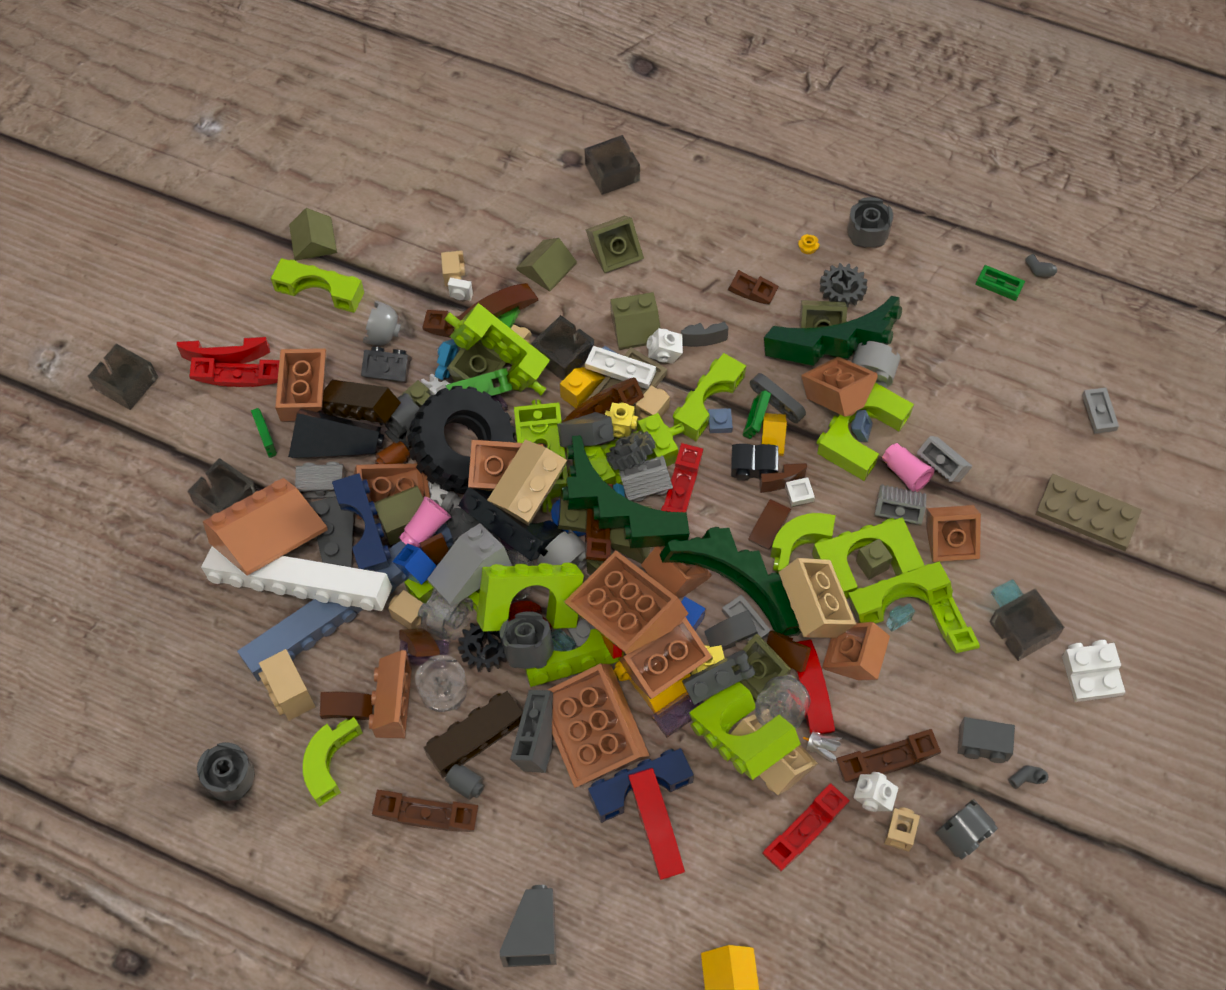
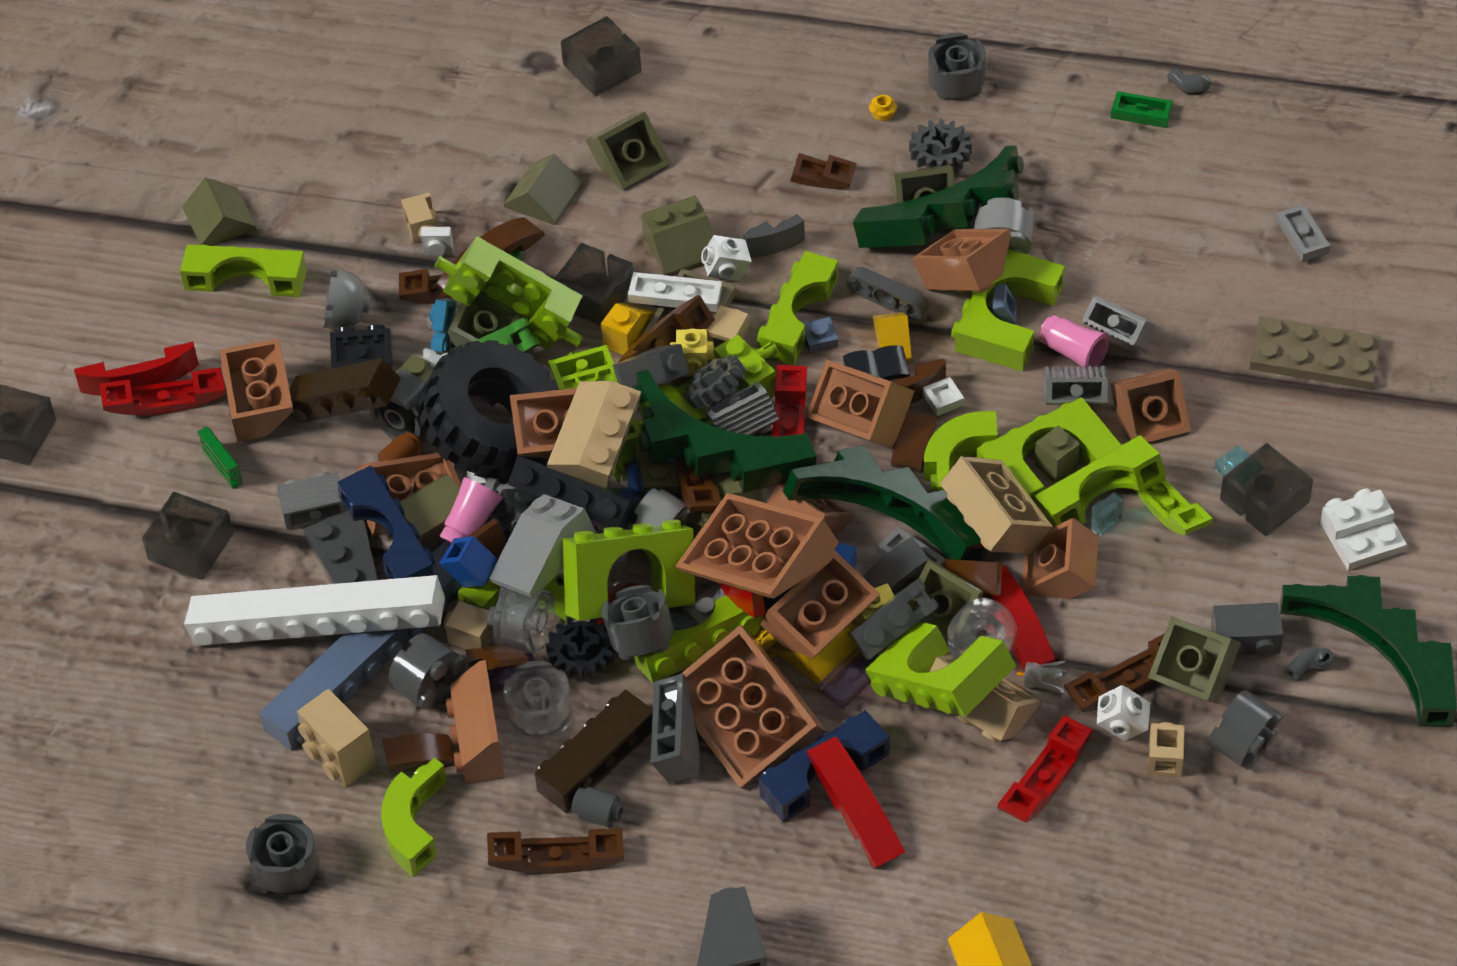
camera: 10 degrees left, 10 degrees down
(263, 526) = (255, 559): nougat slope -> none
(329, 435) = (312, 442): black slope -> none
(365, 643) = (425, 671): none -> dark grey brick
(735, 488) = (860, 404): none -> nougat slope
(756, 414) = (865, 317): green tile -> none
(940, 762) = (1194, 660): none -> olive slope
(1116, 802) = (1392, 632): none -> dark green arch

